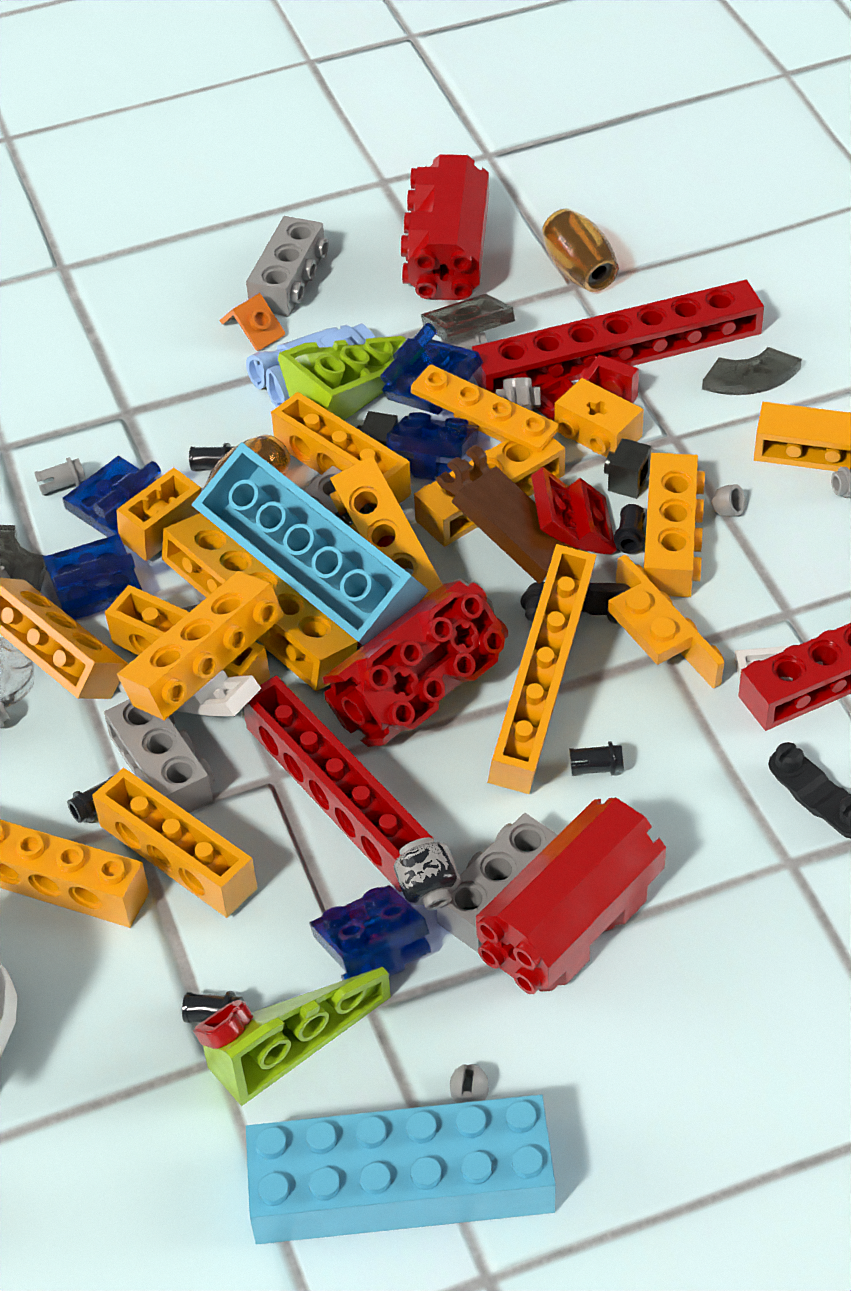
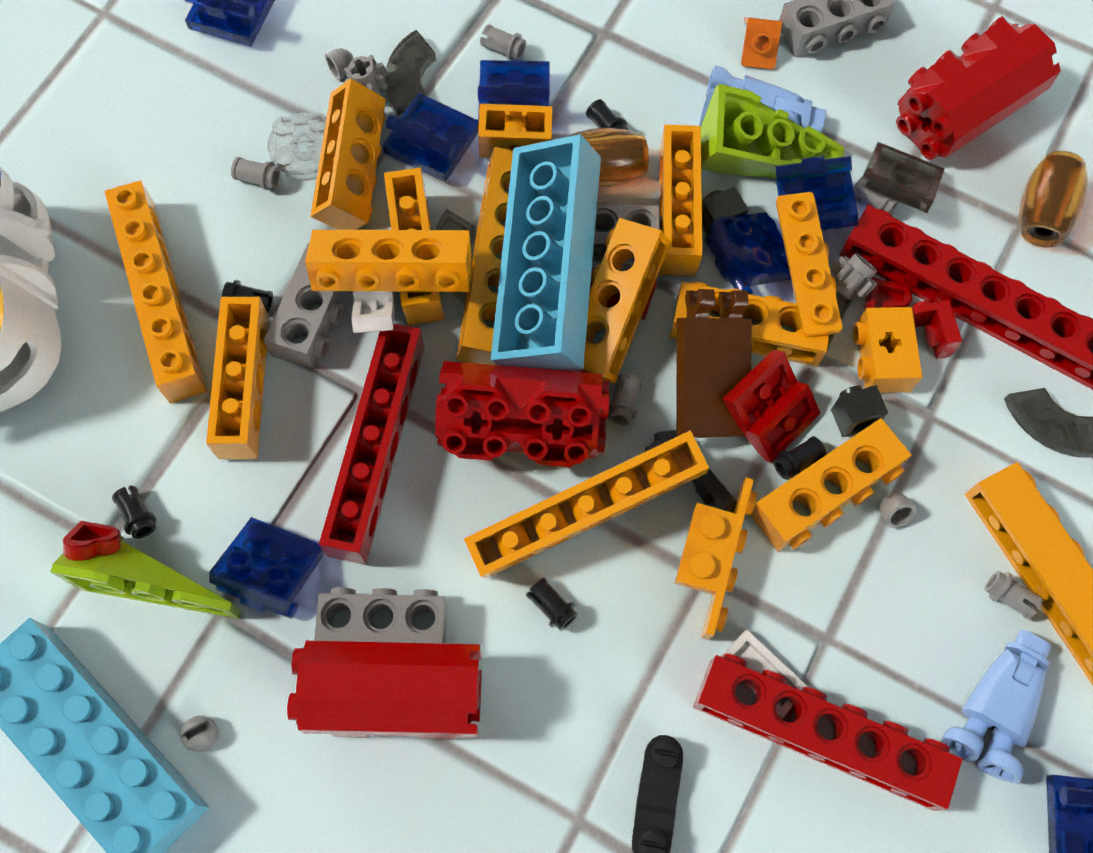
camera: 45 degrees right, 20 degrees up
(427, 873) = (320, 575): head -> none

